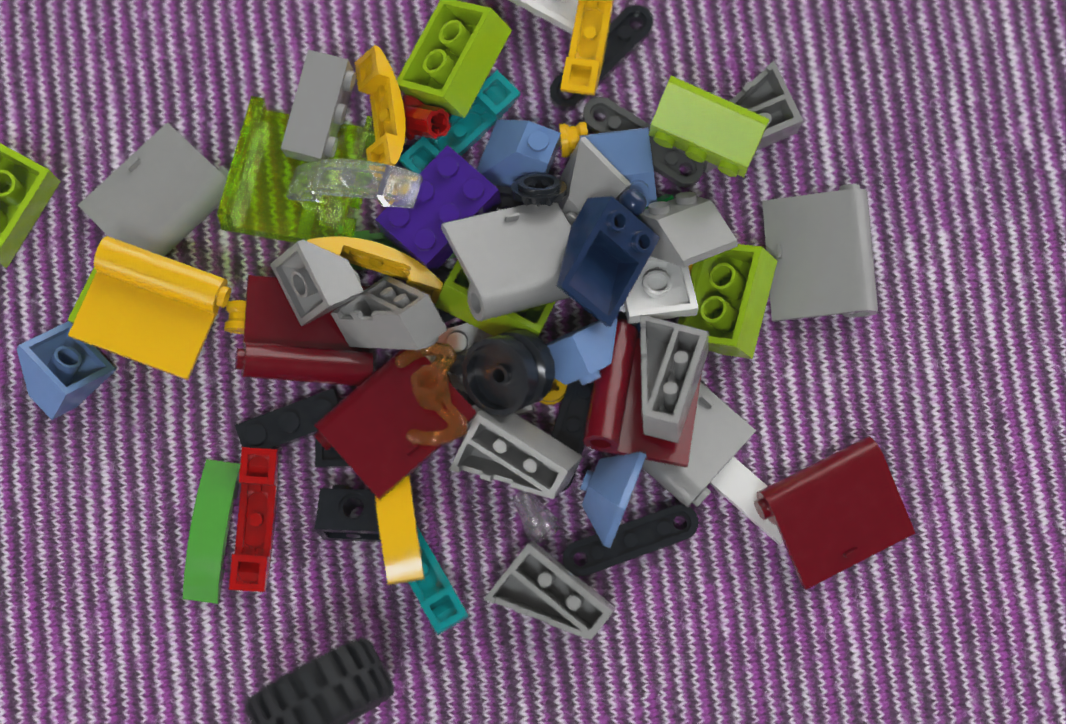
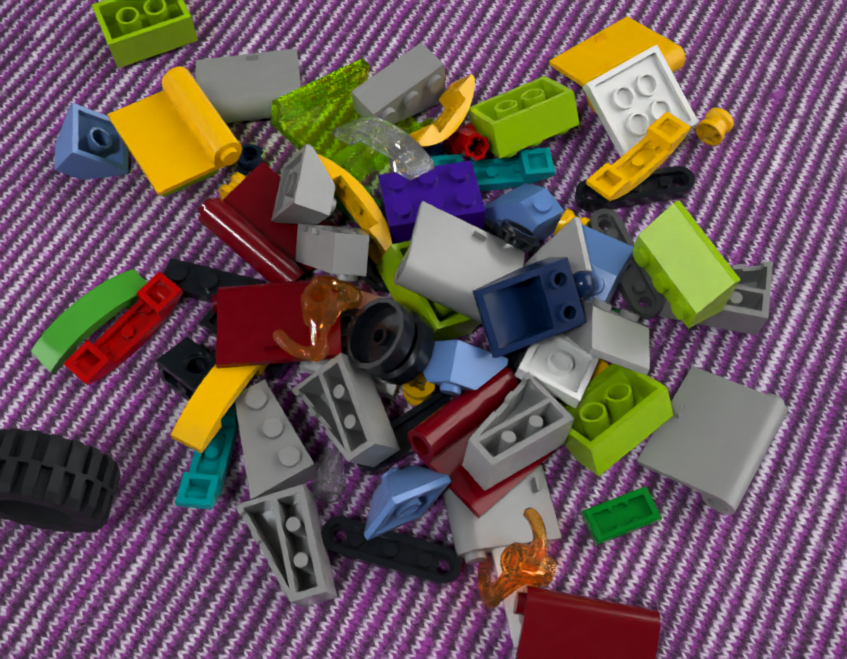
camera: 35 degrees right, 15 degrees down
(222, 265) = (249, 152): none -> dark blue plate
(467, 527) = (270, 444): none -> light grey wedge
(743, 480) = (519, 565): none -> clear orange piece
(791, 378) = (621, 516): none -> green plate

